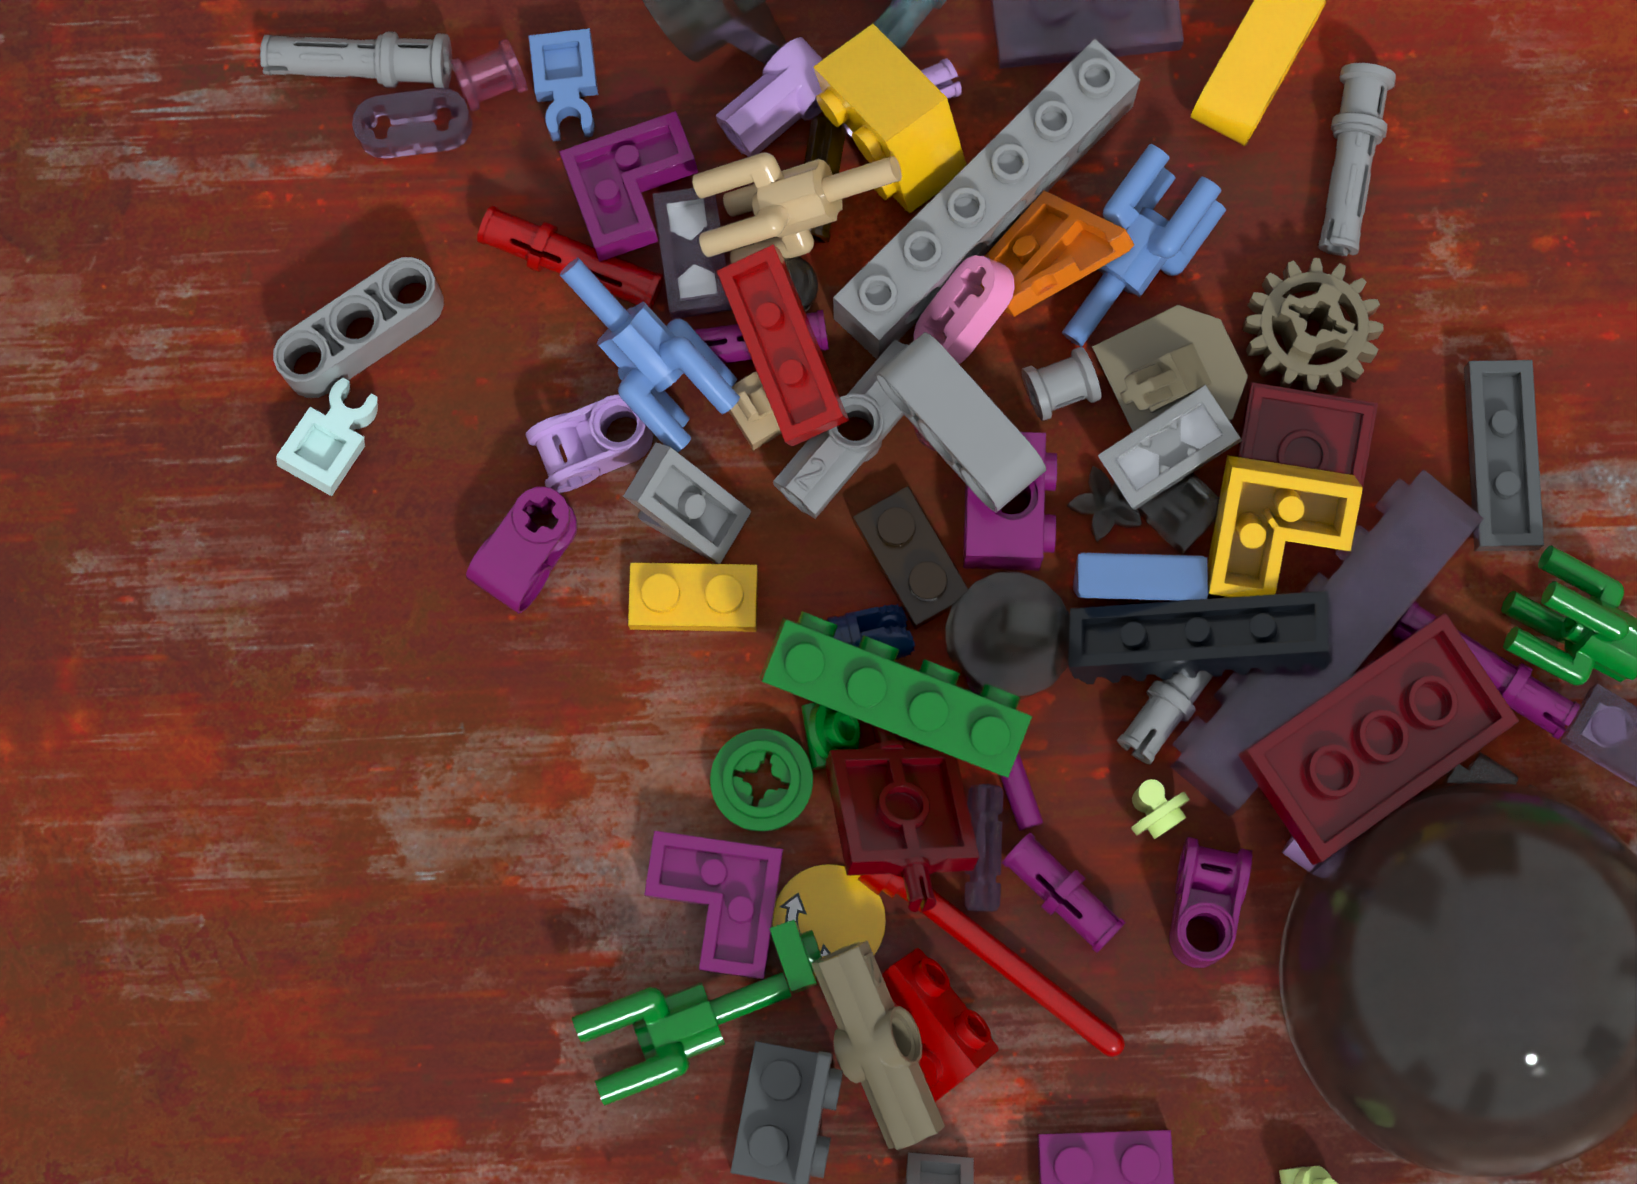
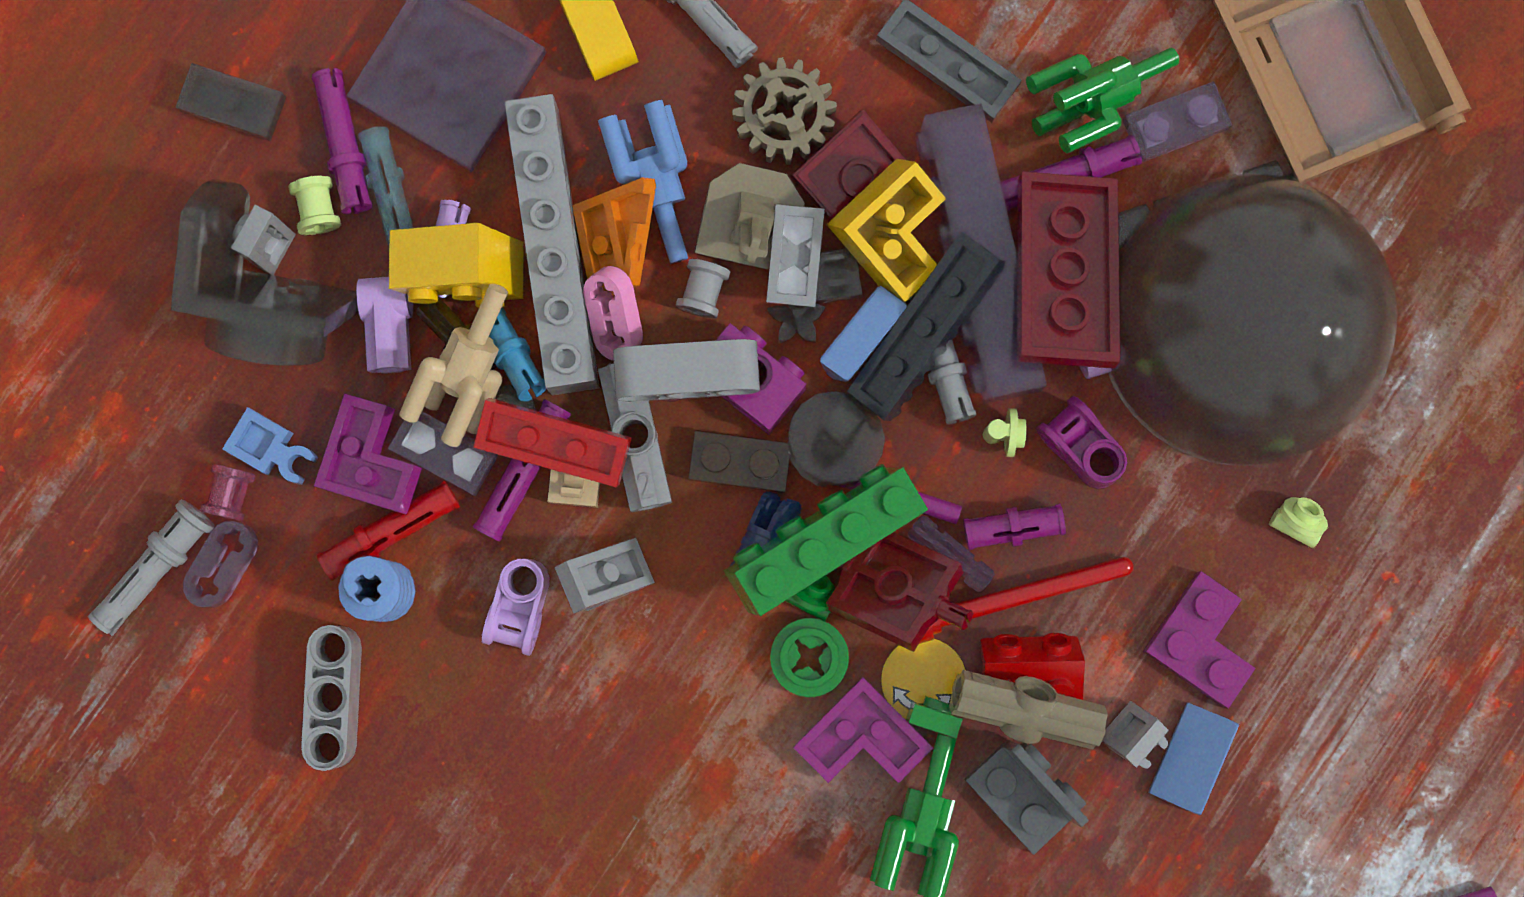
camera: 55 degrees left, 5 degrees up
(327, 445) = (392, 773): light aqua plate -> none
(500, 285) = (359, 589): none -> medium blue piece
(519, 554) = (556, 707): magenta piece -> none
(653, 358) = (500, 528): medium blue plant -> none
(693, 597) = (663, 614): yellow plate -> none
(842, 245) = (515, 359): none -> dark azure pin

